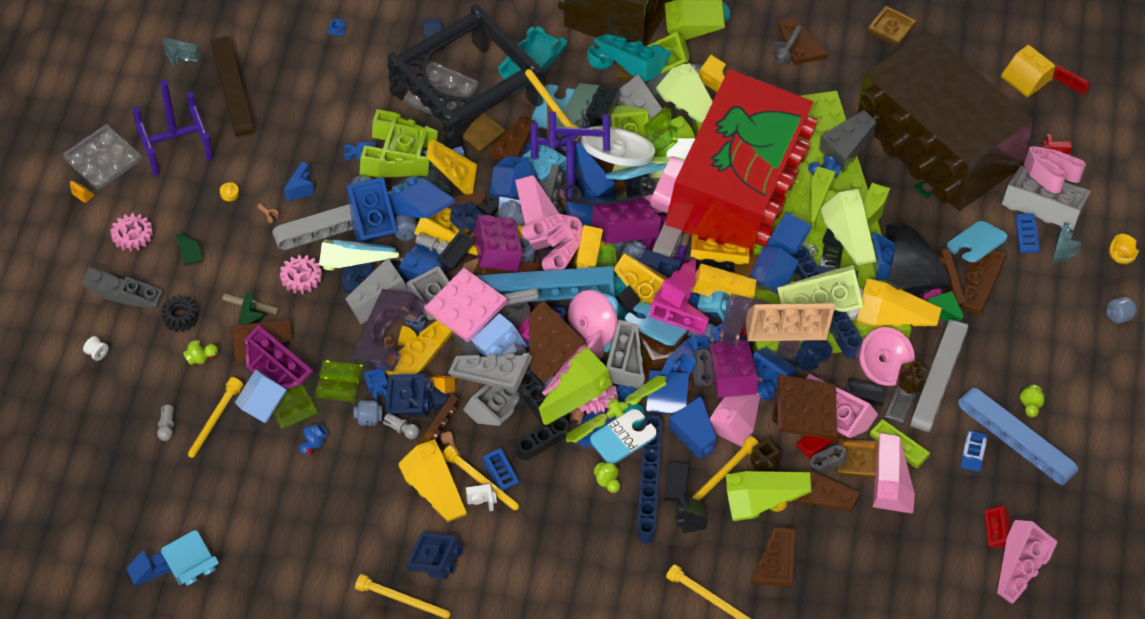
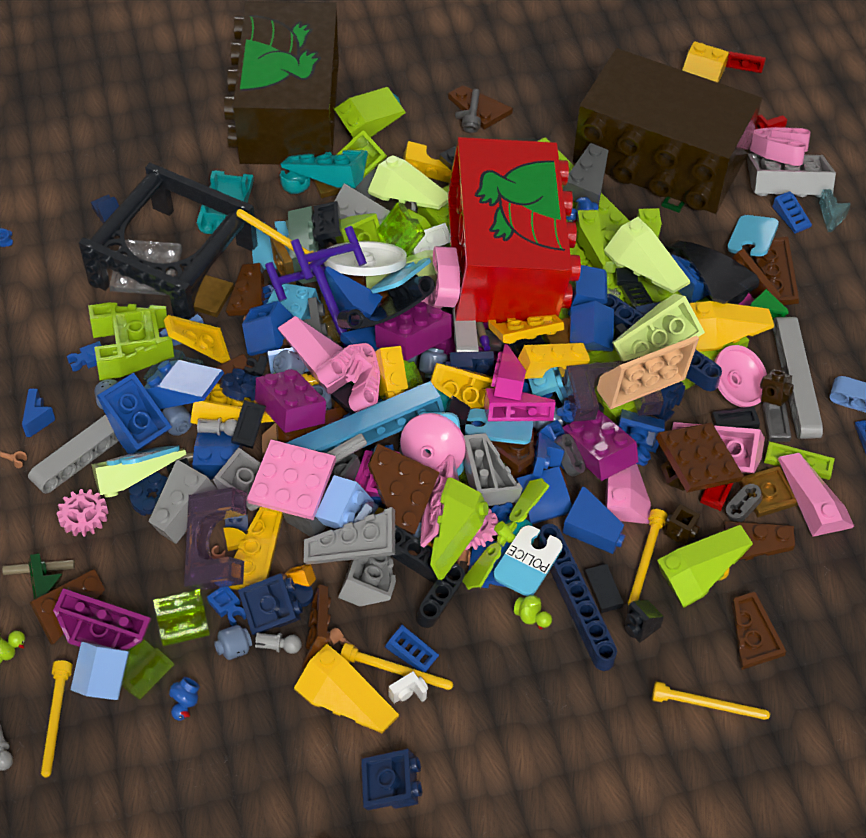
camera: 25 degrees left, 0 degrees up
(891, 26) = (555, 66): pearl gold tile -> none

